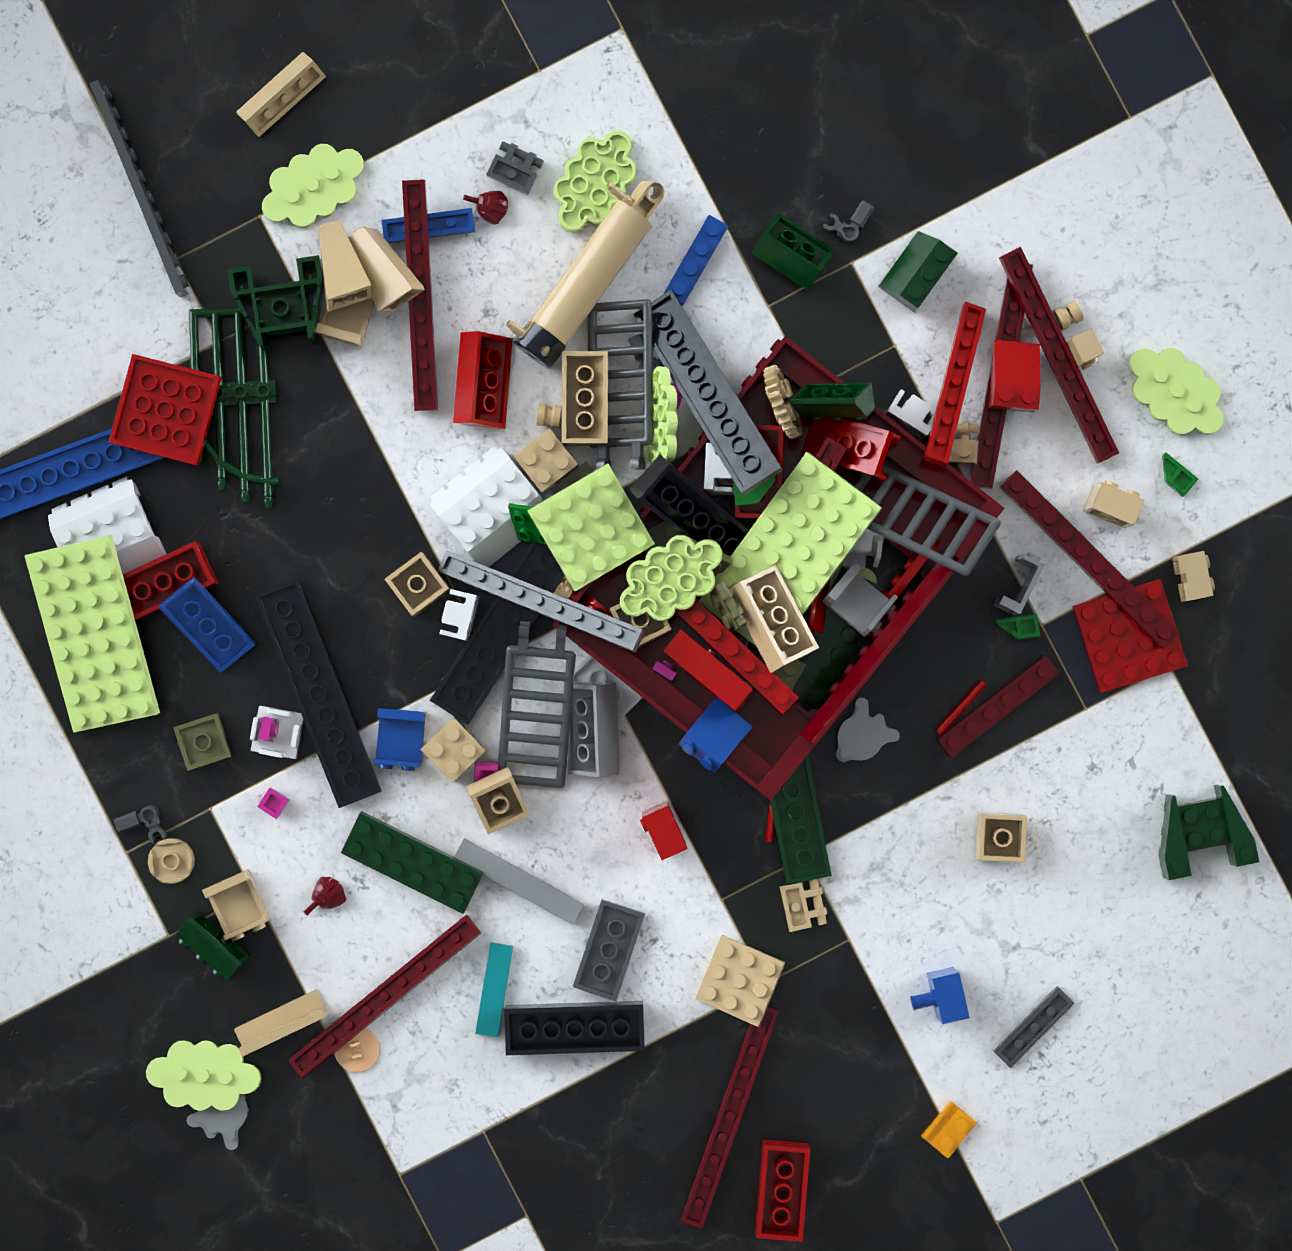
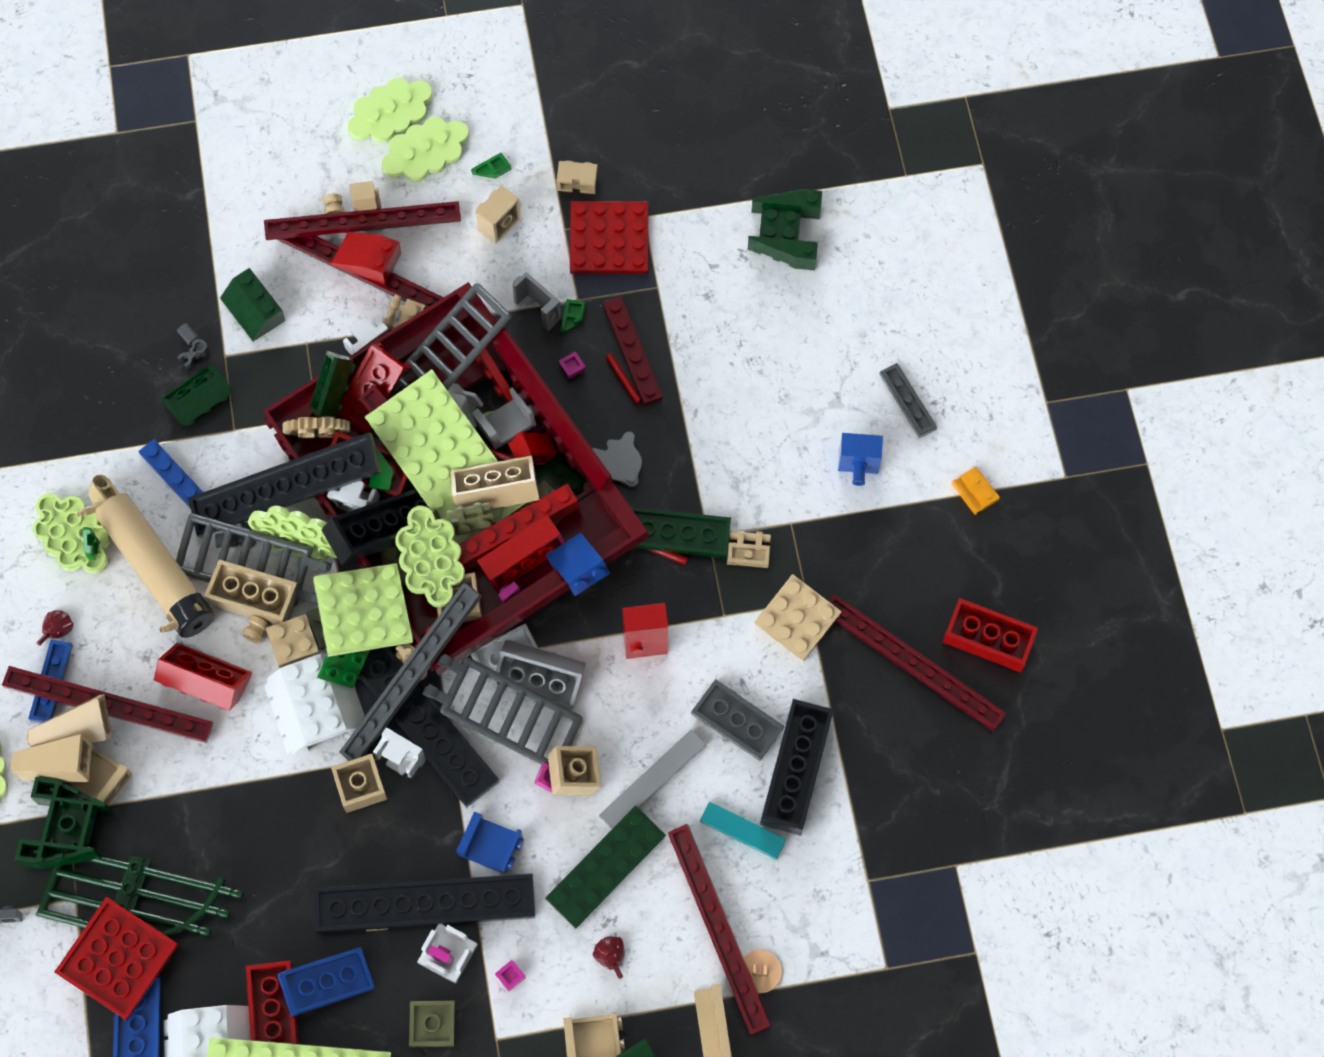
camera: 70 degrees left, 20 degrees down
(453, 749) = (517, 798): tan brick -> none
(513, 174) = (36, 598): dark grey plate -> none
(582, 209) = (90, 543): none -> green tile
(835, 642) = (534, 444): none -> red brick
(954, 384) = (355, 296): red plate -> none
(957, 646) = (572, 365): none -> dark pink plate
(1001, 837) = (740, 376): tan brick -> none
(1089, 559) = (539, 244): dark red plate -> none
(1213, 333) = (390, 110): none -> yellowish green plate

